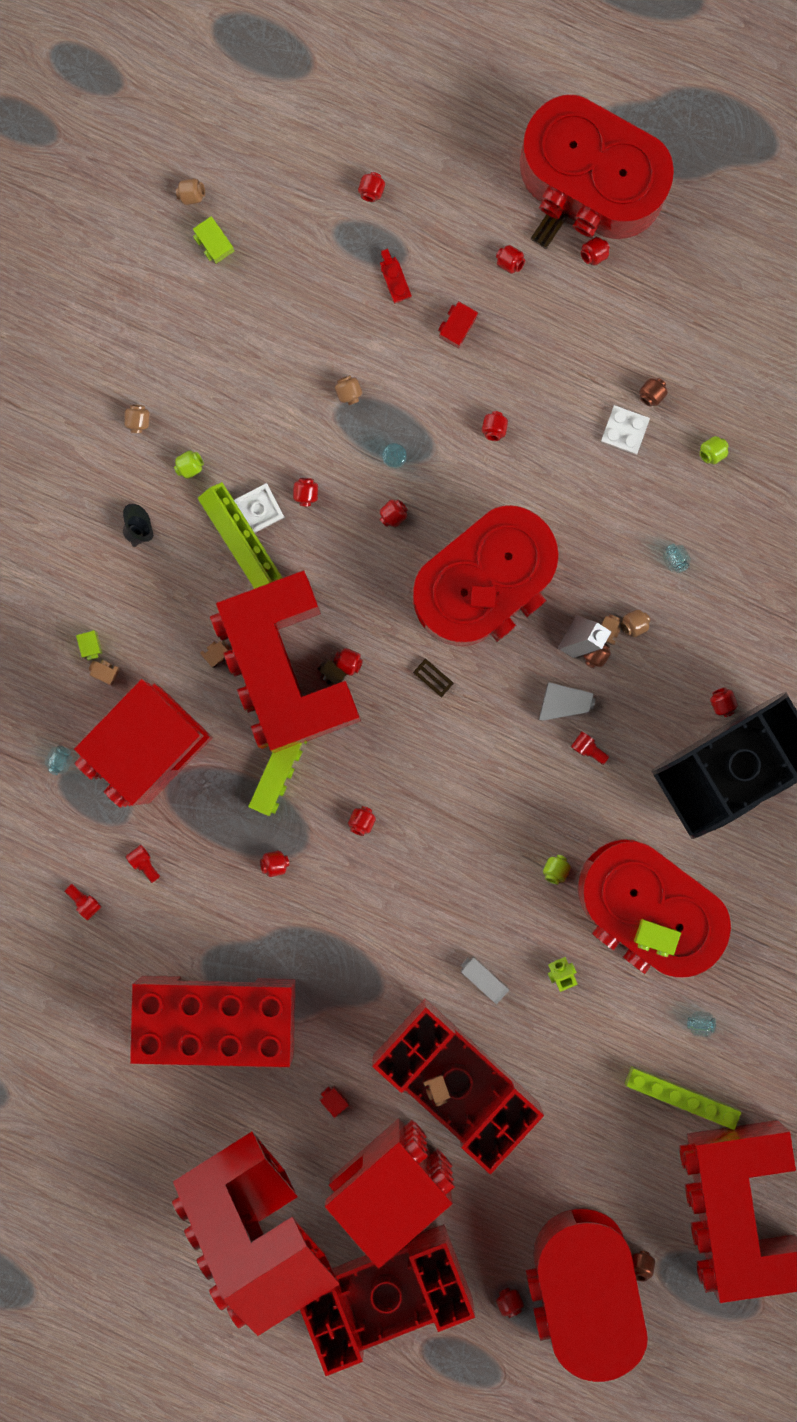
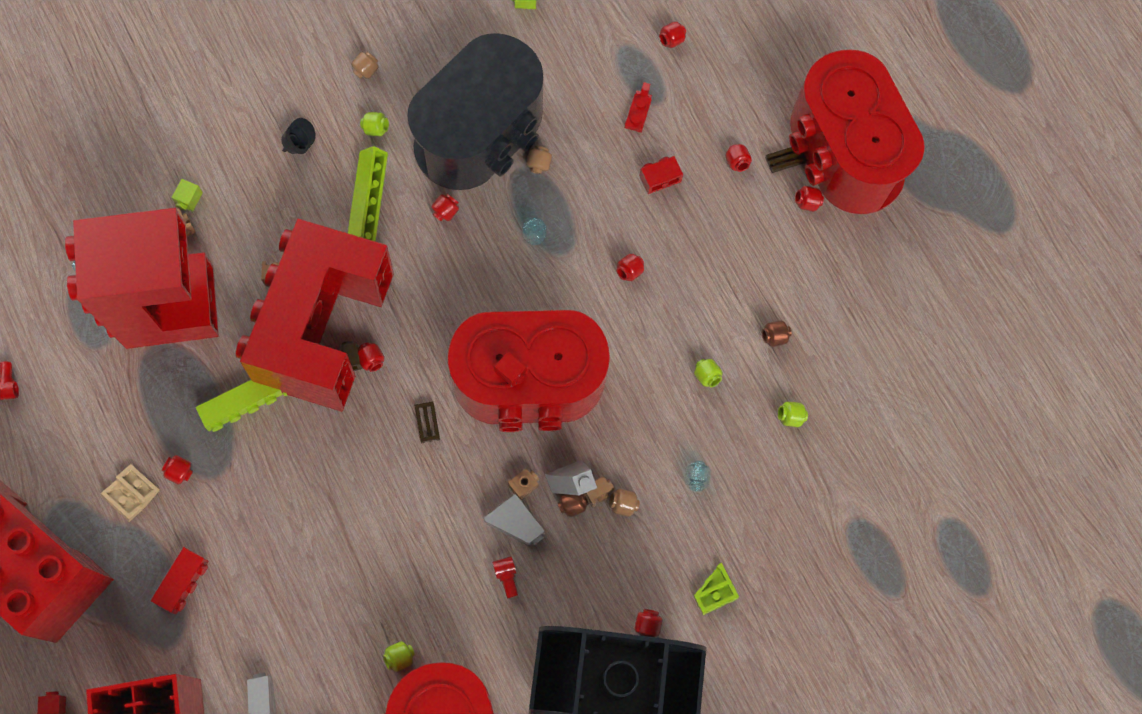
camera: 30 degrees right, 15 degrees down
(140, 860) = (78, 384): red pin -> none
(252, 908) = (130, 492): none -> tan slope
(259, 508) = (400, 194): white plate -> none
(275, 393) = (478, 112): none -> black brick
(349, 942) = (180, 581): none -> red brick
(361, 821) = (274, 490): red head -> none
(393, 513) = (499, 273): red head -> none
(541, 673) = (523, 490): none -> medium nougat brick
(623, 467) = (708, 373): none -> lime head
(625, 430) = (732, 347): white plate -> none
(756, 637) = (716, 591): none -> lime wing

